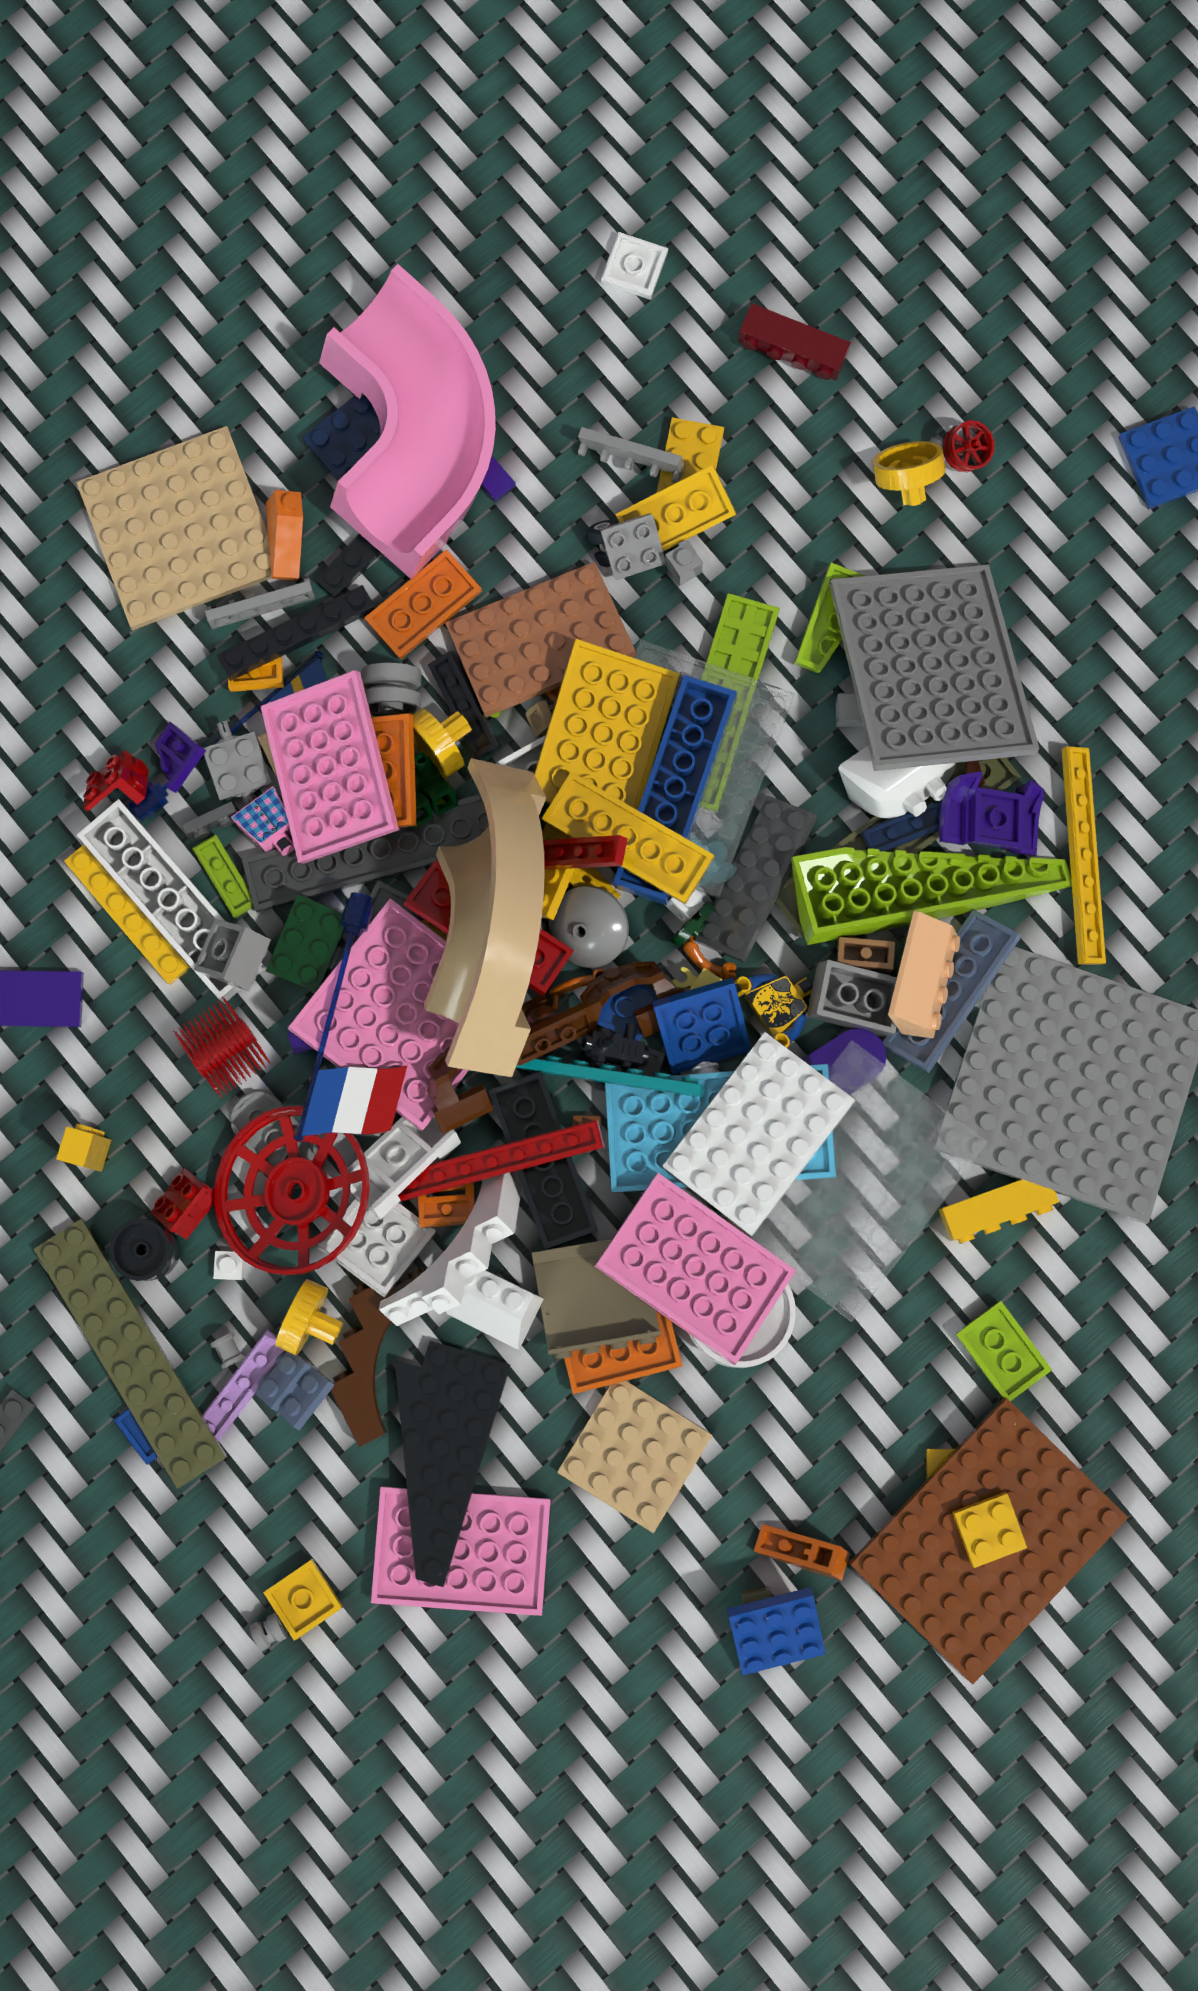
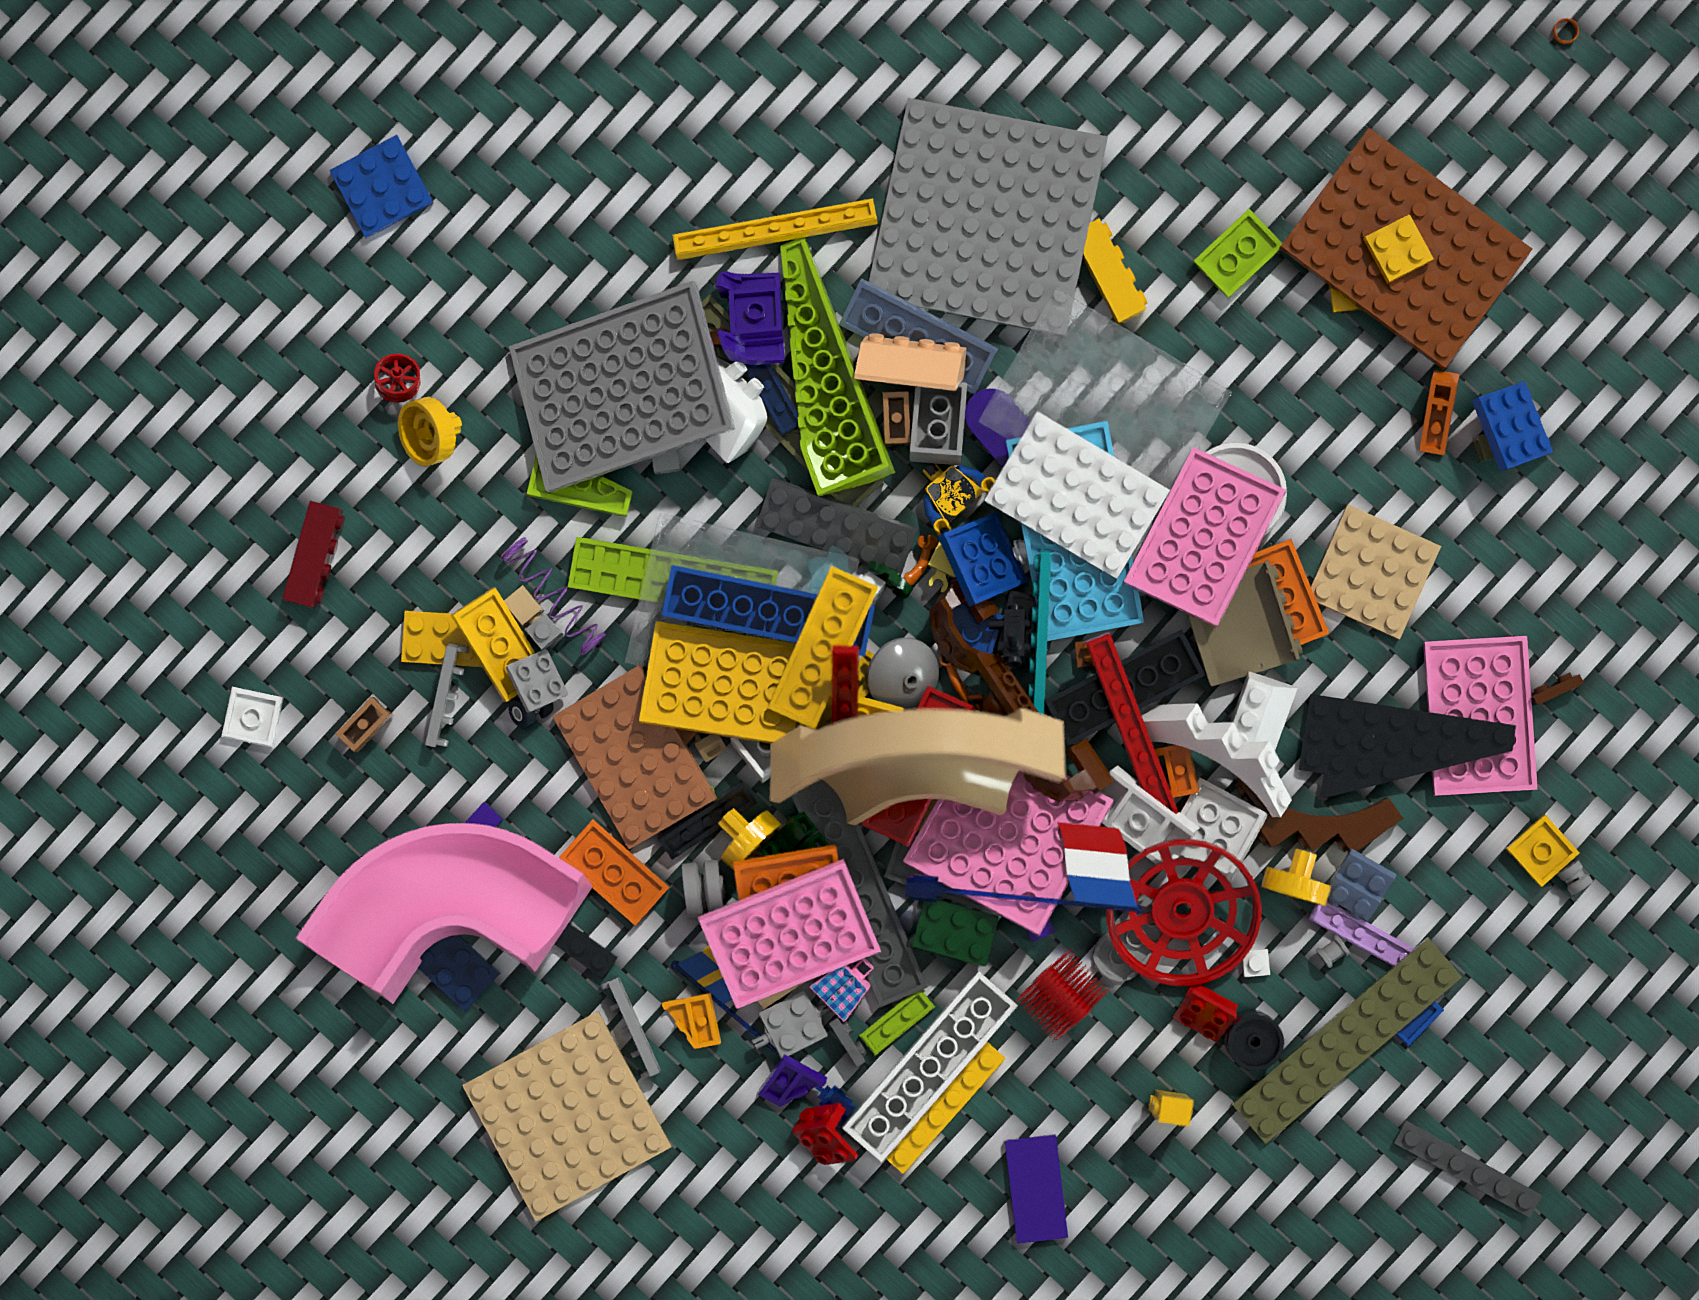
camera: 100 degrees left, 5 degrees up
(232, 954) = (976, 998): light grey slope -> none
(284, 529) = (564, 1012): orange slope -> none
(296, 633) = (657, 987): black plate -> none
(483, 1652) = (1565, 683): none -> reddish brown plate
(611, 370) = (364, 724): none -> medium nougat brick
(664, 608) = (513, 550): none -> medium lavender piece
(714, 545) = (524, 606): none -> tan brick

